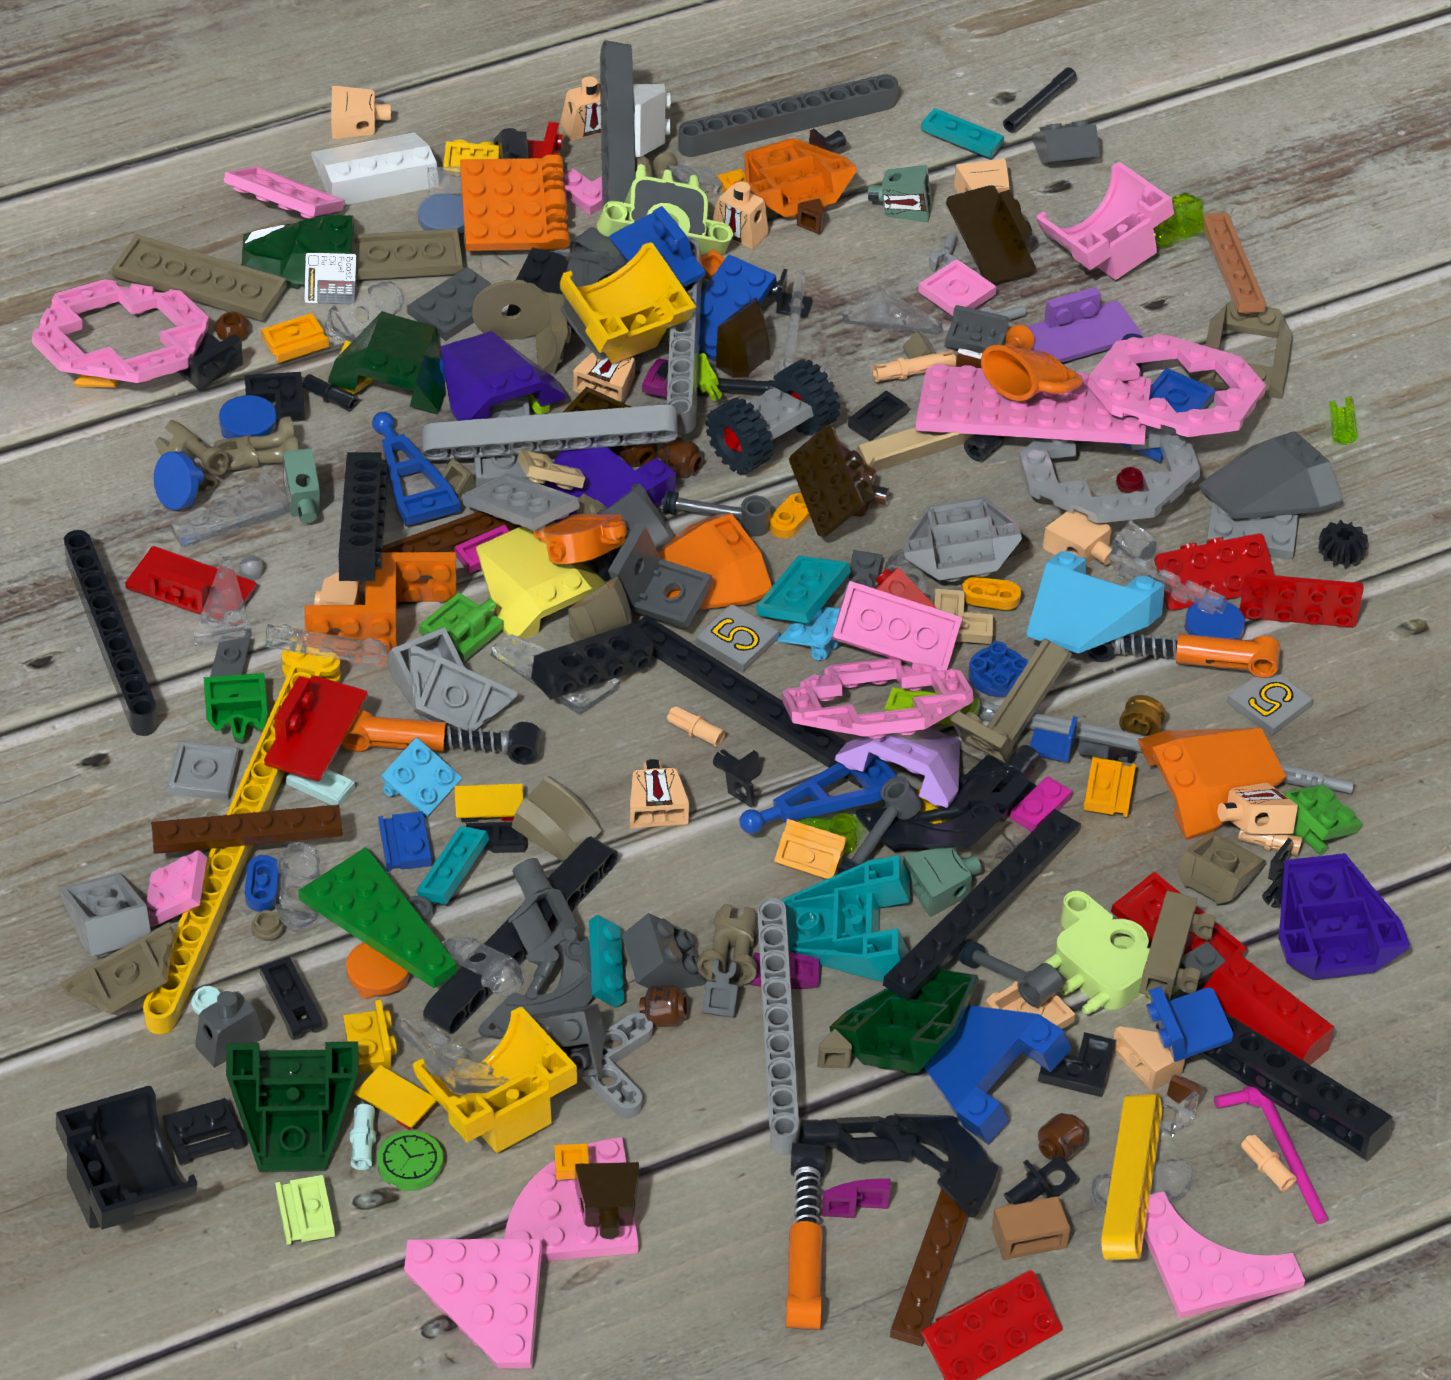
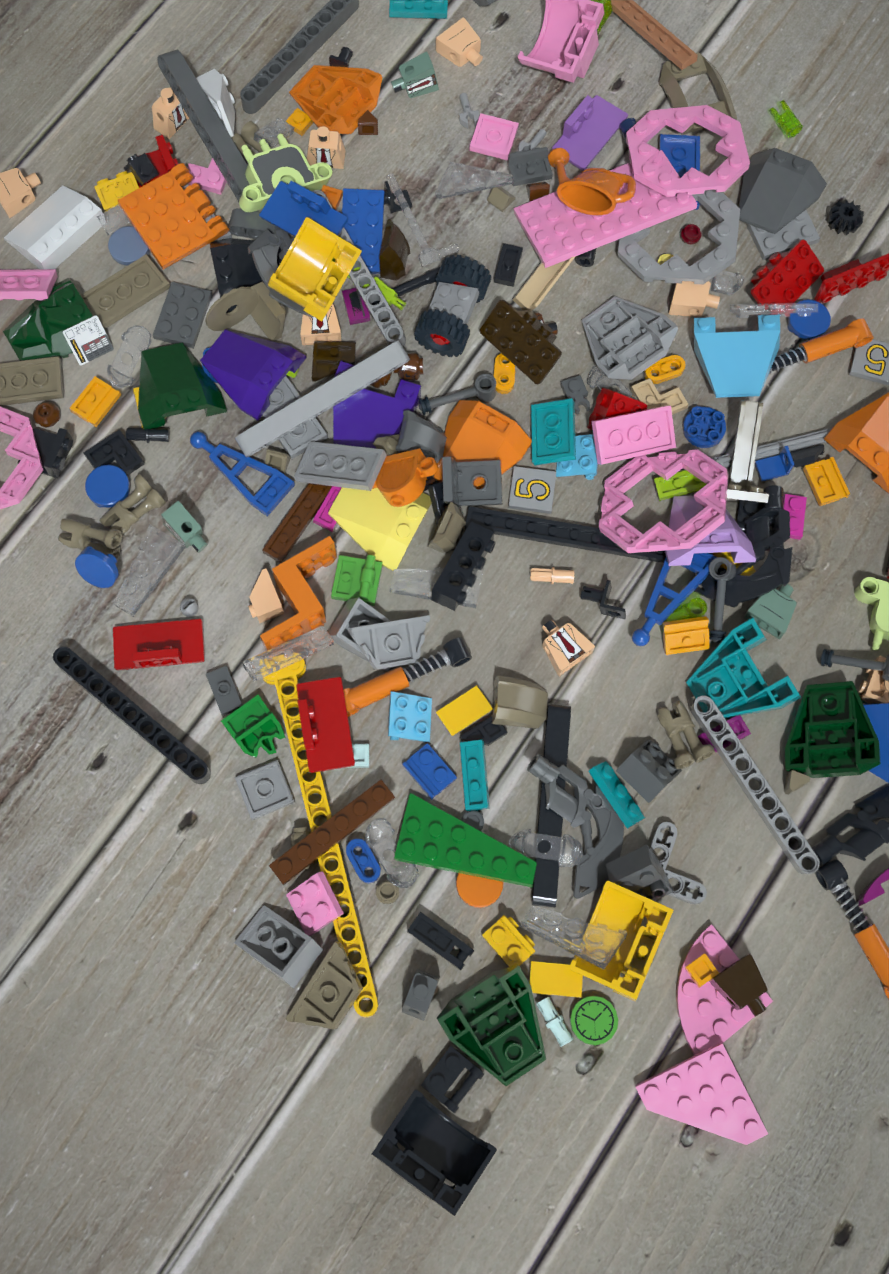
camera: 30 degrees left, 25 degrees up
(204, 998) = (389, 975): light aqua plate -> none
(224, 611) = (198, 657): clear wing -> none
(305, 1209) = (556, 1102): yellowish green plate -> none
(362, 516) = (248, 540): black brick -> none
(541, 469) = (338, 431): tan plate -> none
(664, 1005) = (673, 809): reddish brown head -> none
(721, 995) = (703, 779): dark grey plate -> none
(907, 367) = (500, 218): light nougat pin -> none
(981, 905) = (814, 621): black plate -> none
(993, 232) = (492, 80): dark brown bracket -> none
(1143, 715) = (816, 418): pearl gold wheel -> none

